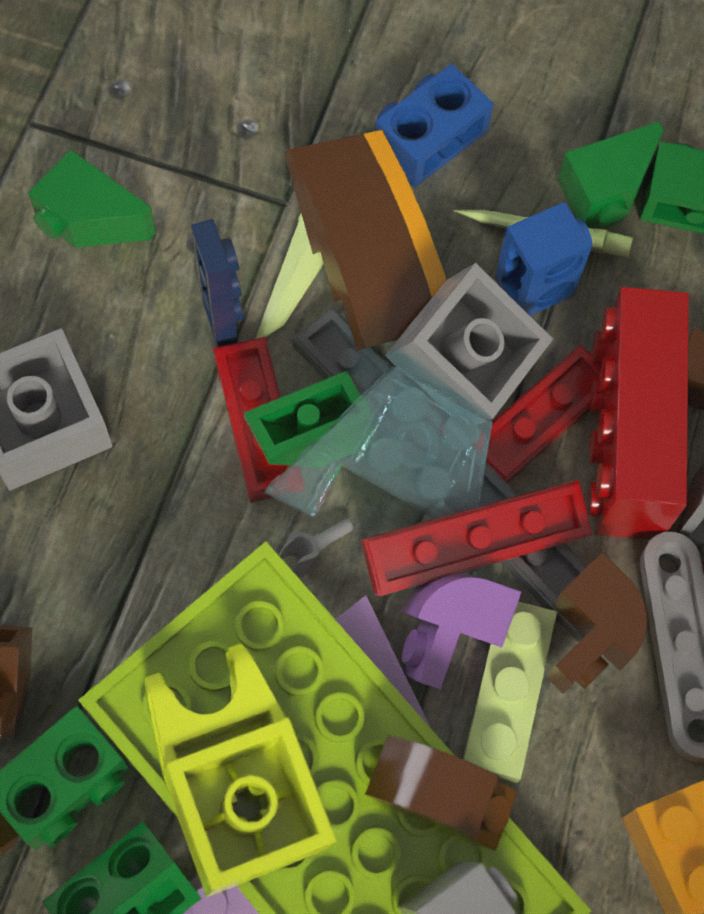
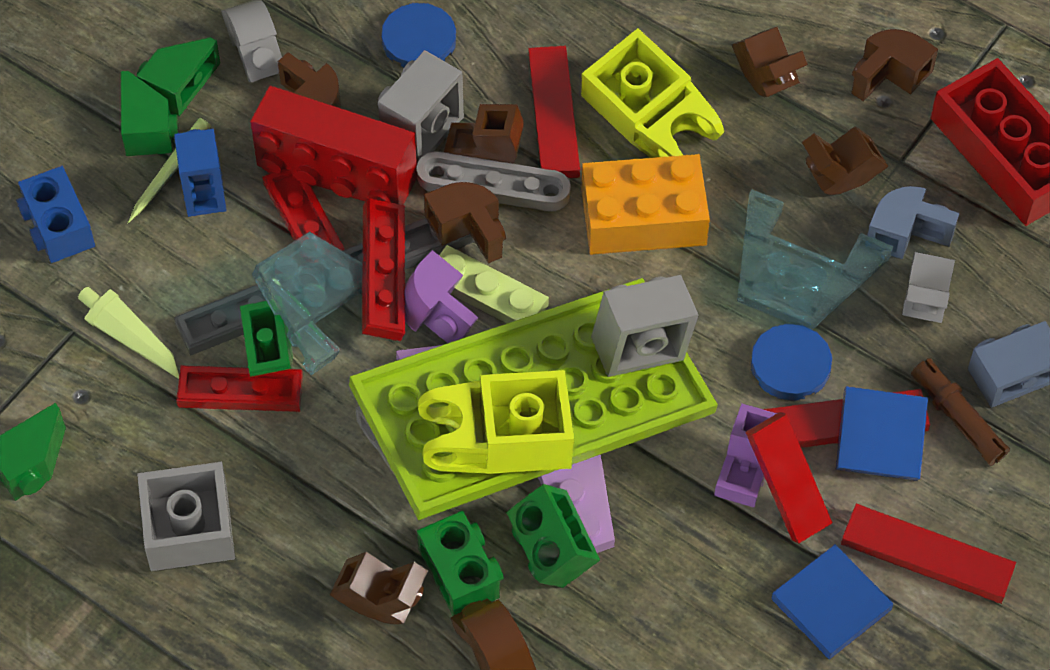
camera: 70 degrees left, 10 degrees down
(218, 281) = (144, 365): dark blue plate -> none
(307, 547) = (346, 372): light grey hand -> none
(368, 233) = (135, 271): reddish brown slope -> none
(442, 791) = (547, 319): reddish brown brick -> none
(471, 342) = (242, 230): light grey brick -> none

